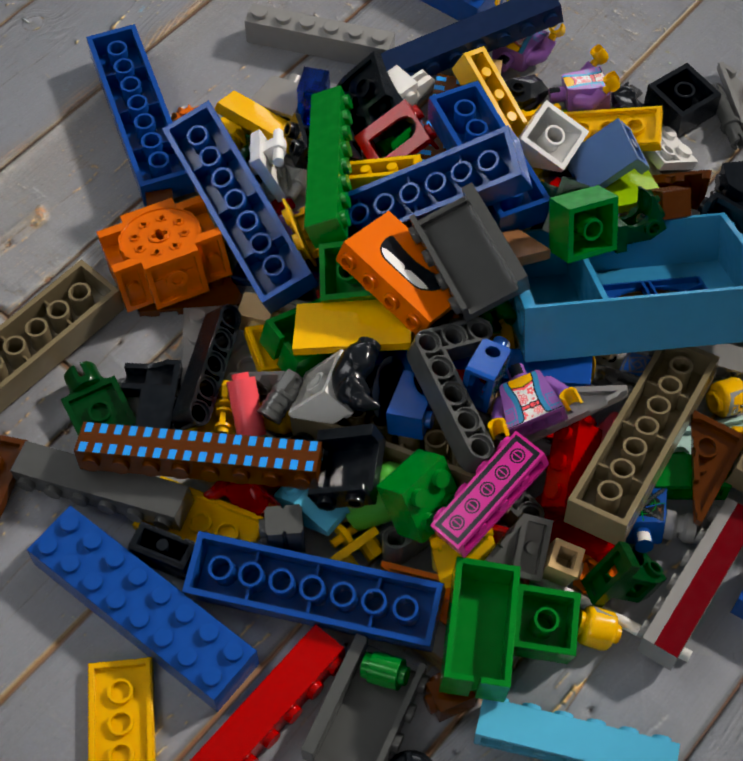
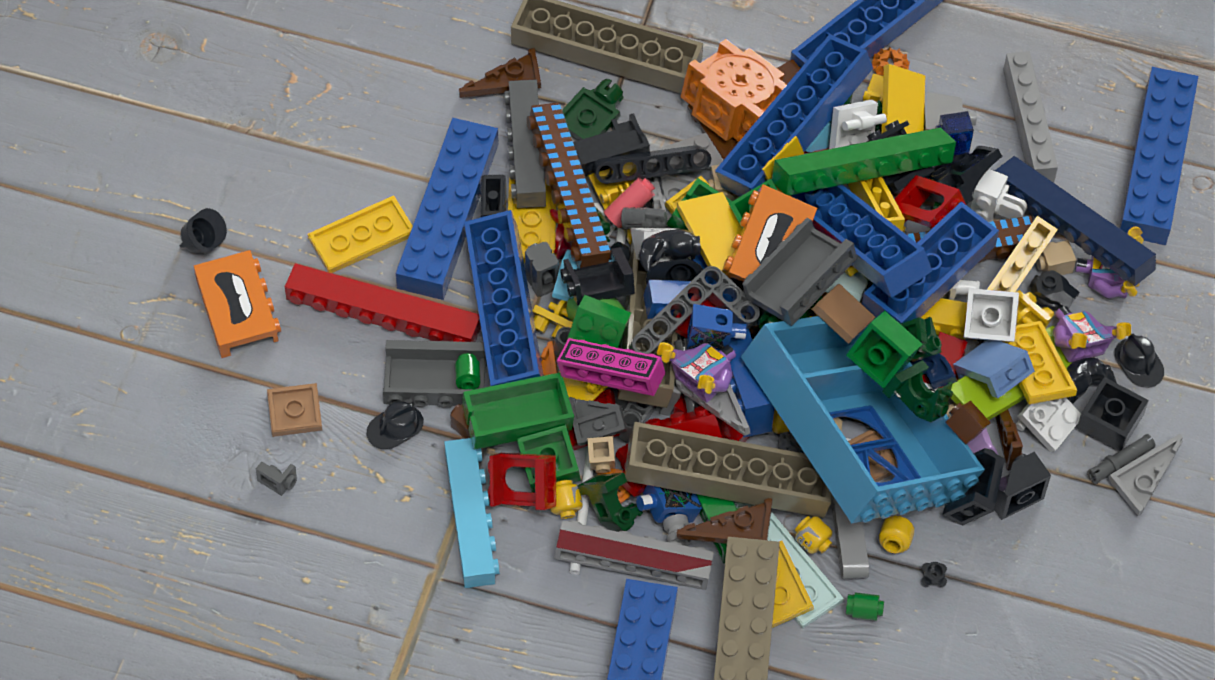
camera: 65 degrees right, 0 degrees up
(568, 691) = (545, 480): none -> red panel
(625, 62) = (1140, 361): none -> black piece

